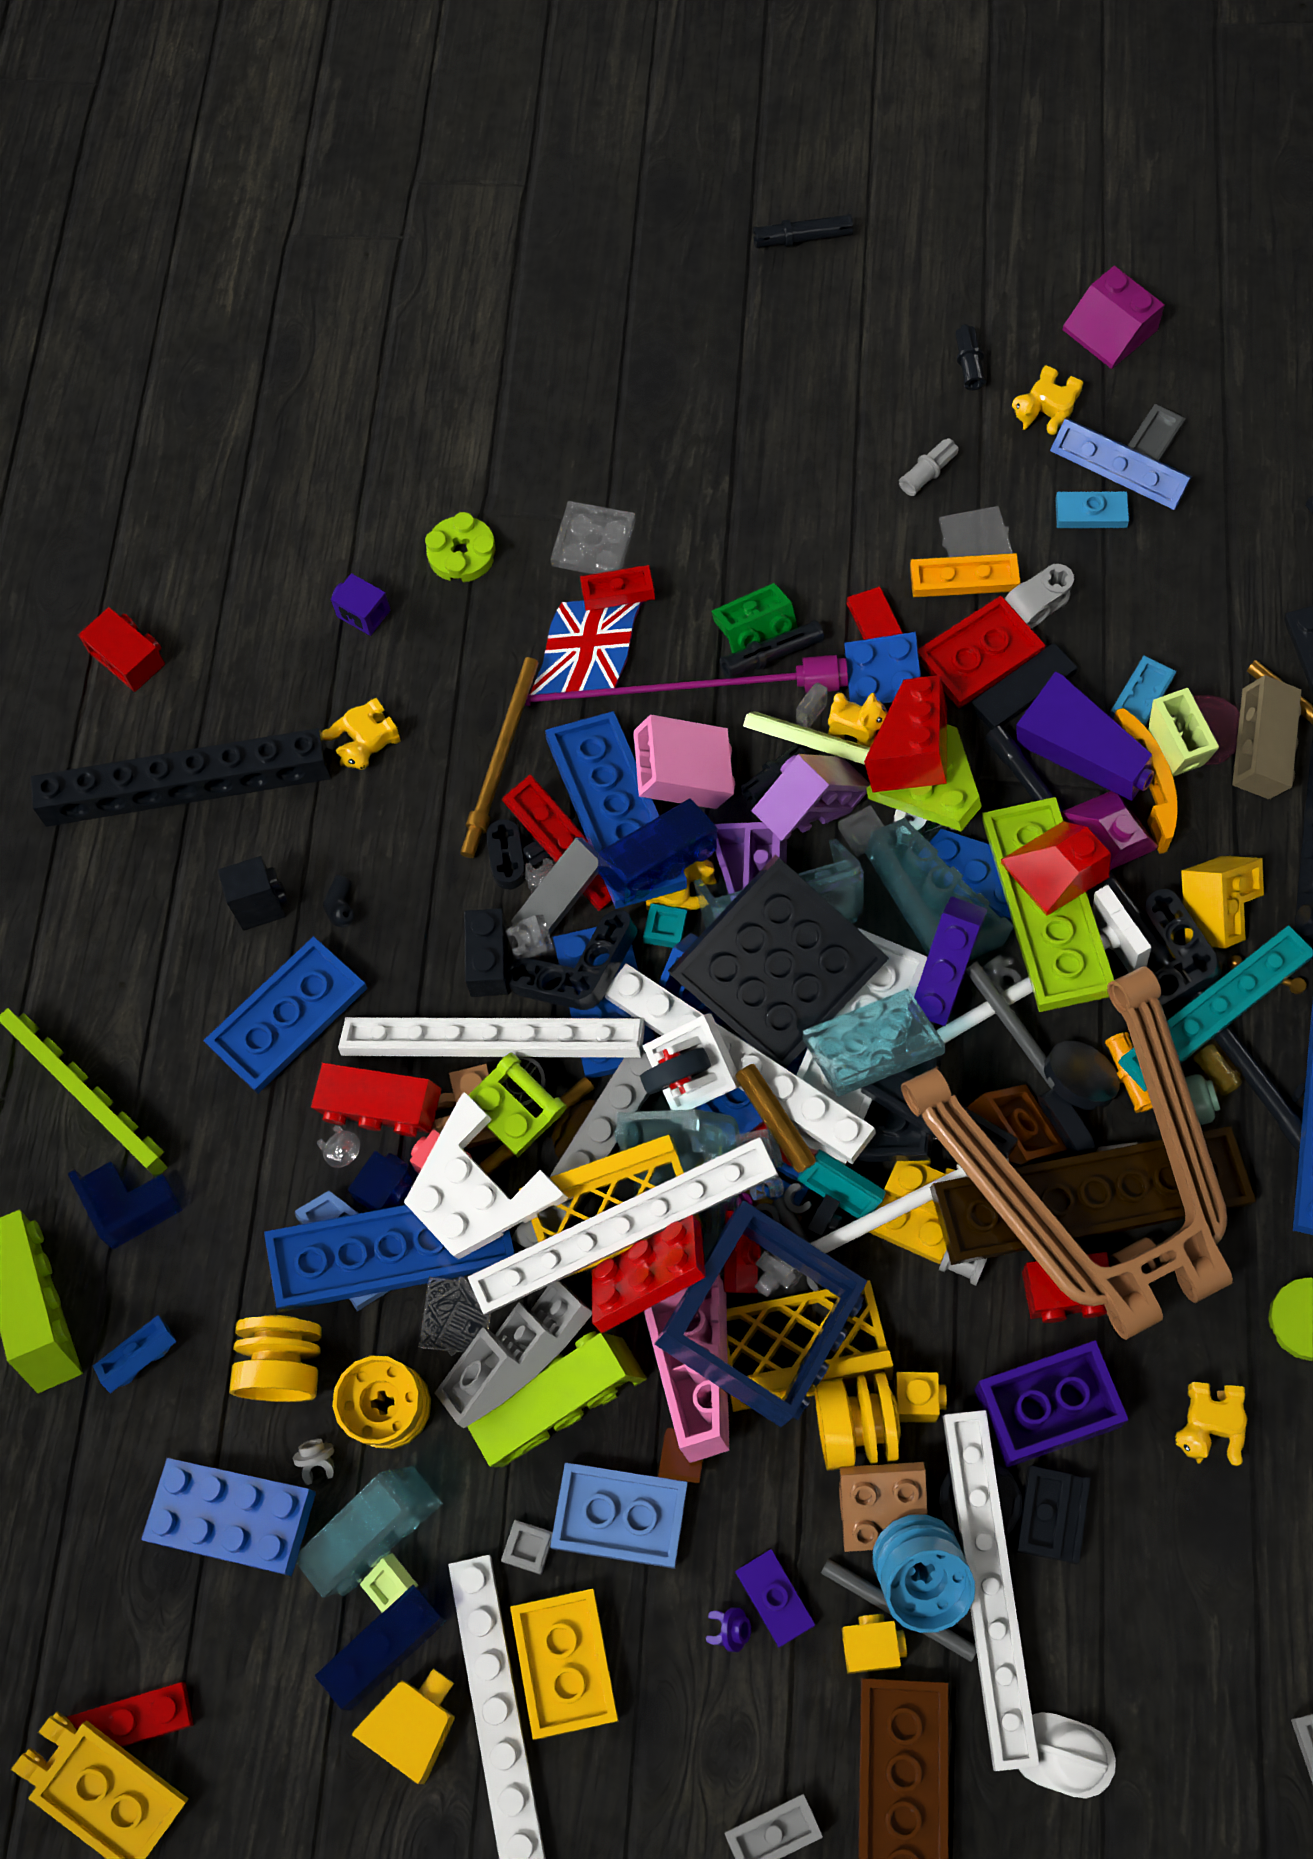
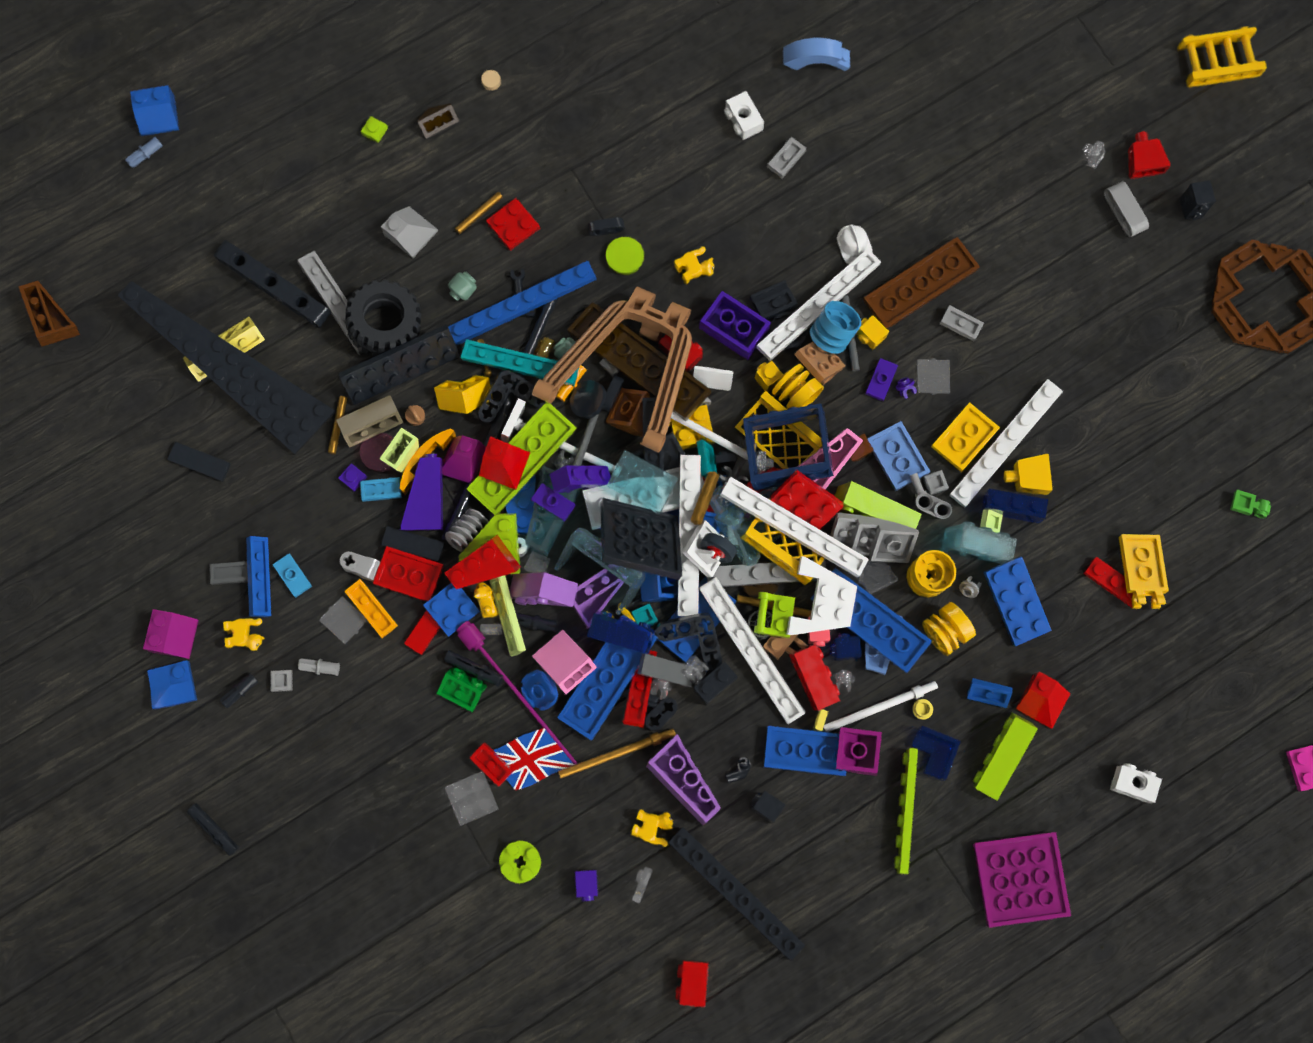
camera: 135 degrees left, 10 degrees up
(54, 1436) = (1043, 699): none -> red slope
(200, 1233) = (922, 709): none -> light yellow plate
(217, 1081) = (859, 751): none -> magenta slope
(232, 1242) = (915, 692): none -> white bar
(305, 676) = (642, 878): none -> clear plate
(307, 1061) = (820, 720): none -> light yellow tile
(387, 811) = (682, 778): none -> medium lavender wedge
(487, 1496) = (933, 501): none -> light grey beam
(671, 704) = (539, 690): none -> blue tile
(715, 1701) = (933, 376): none -> clear piece
(930, 895) = (553, 502): none -> dark purple plate
(945, 414) = (281, 680): none -> light grey tile
(981, 1304) = (714, 377): none -> white slope
(990, 762) = (464, 528): none -> light grey piece
(1038, 286) = (171, 685): none -> blue plate
(1191, 670) = (352, 477): none -> dark purple plate
(1234, 813) = (415, 415): none -> medium nougat tile

